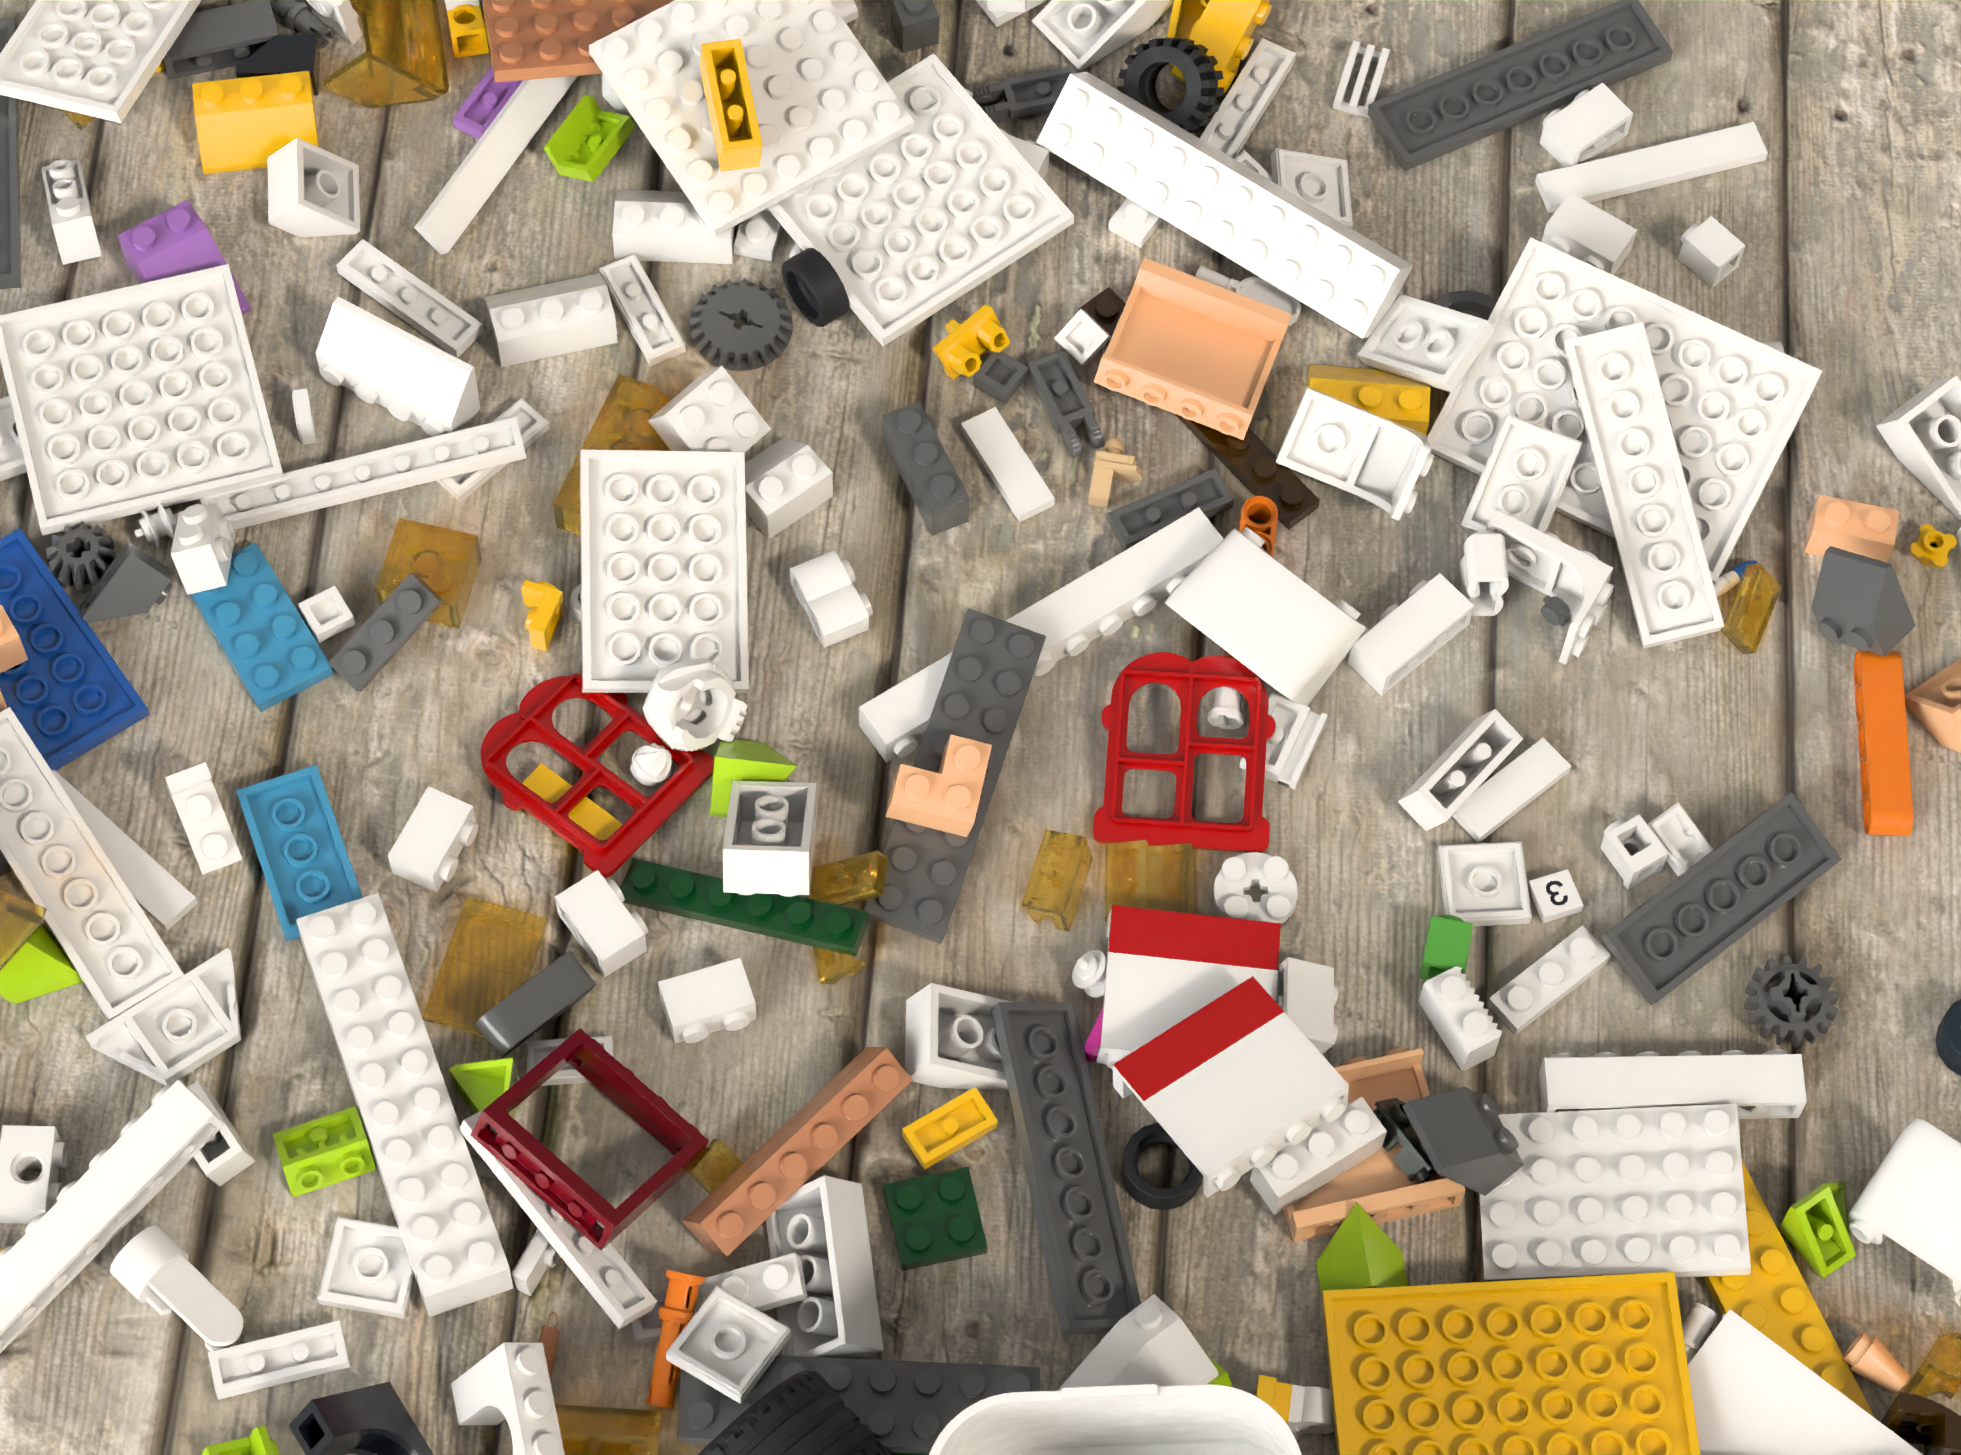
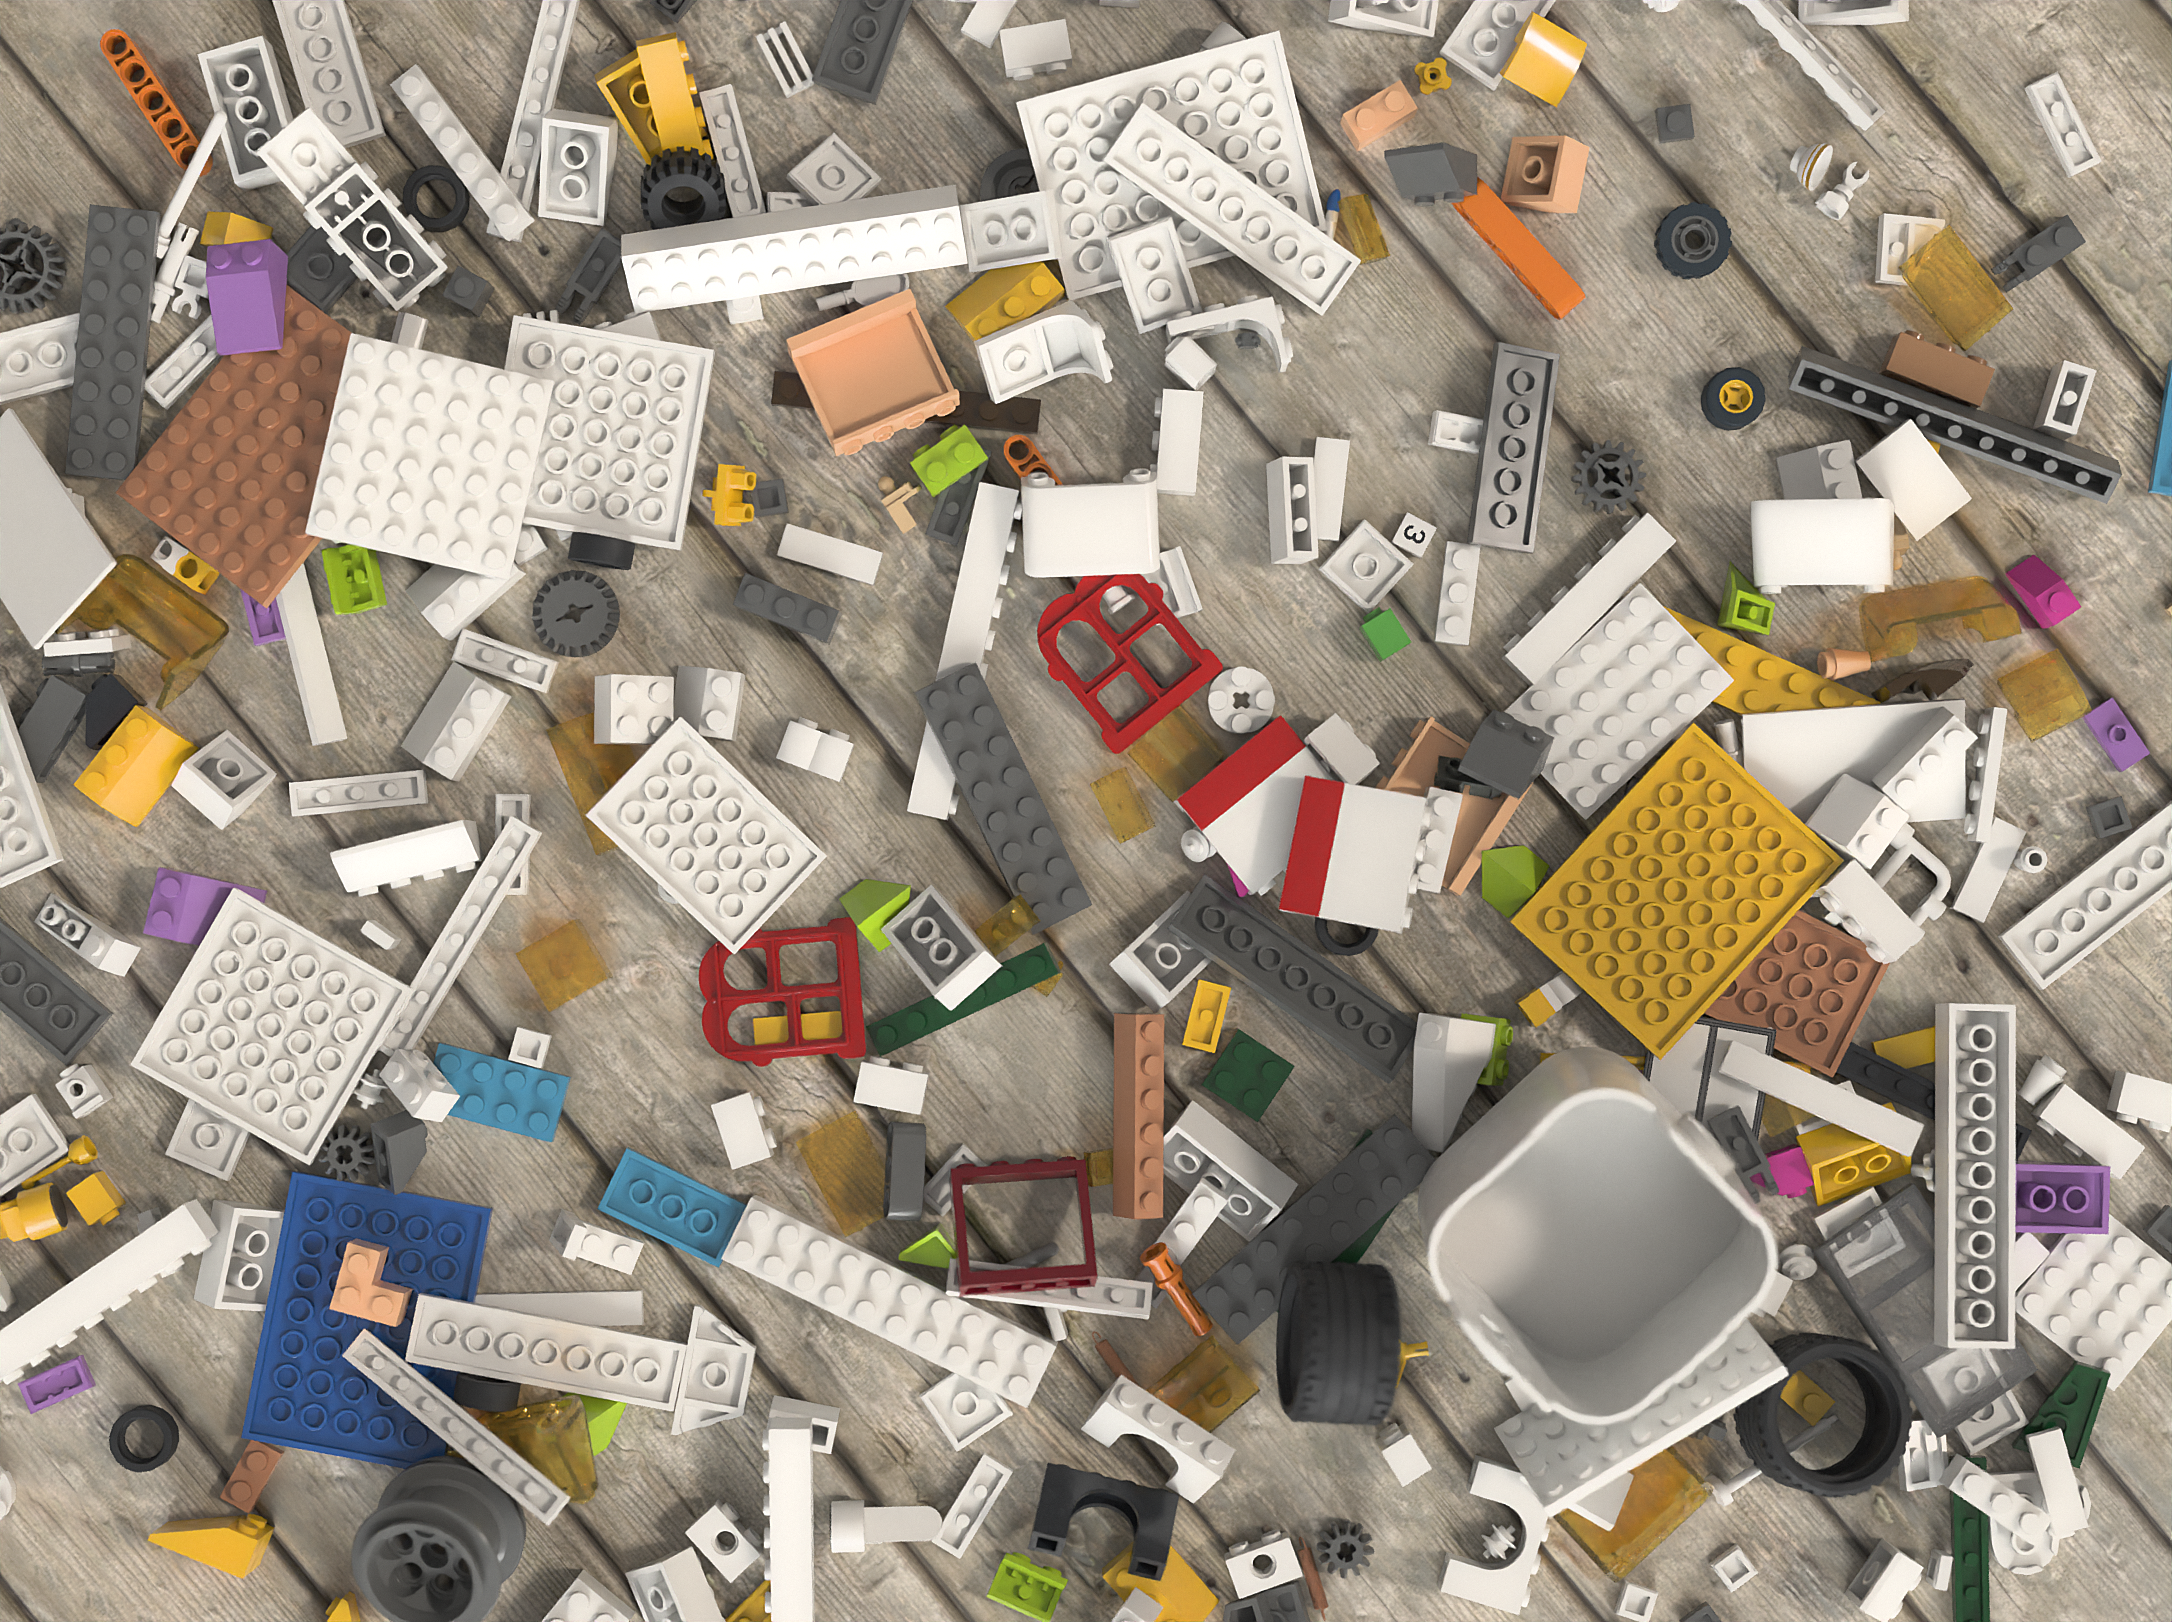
camera: 35 degrees left, 25 degrees up
(324, 1151) = (871, 1369): lime bracket -> none
(386, 632) = (582, 1030): dark grey plate -> none
(545, 611) = (661, 926): yellow bracket -> none
(651, 764) = (818, 959): white plate -> none
(693, 705) = (801, 900): white helmet -> none
(707, 1001) = (997, 1073): white brick -> none
(728, 1344) = (1216, 1270): white tile -> none
(730, 105) = (442, 496): yellow brick -> none
(945, 798) = (1023, 826): light nougat brick -> none
(1065, 400) = (822, 477): dark grey hinge -> none
(1083, 337) = (794, 423): white plate -> none
(1188, 471) = (948, 459): none -> lime bracket
(1460, 1018) = (1432, 672): white brick -> none
(1637, 837) = (1447, 462): white brick -> none

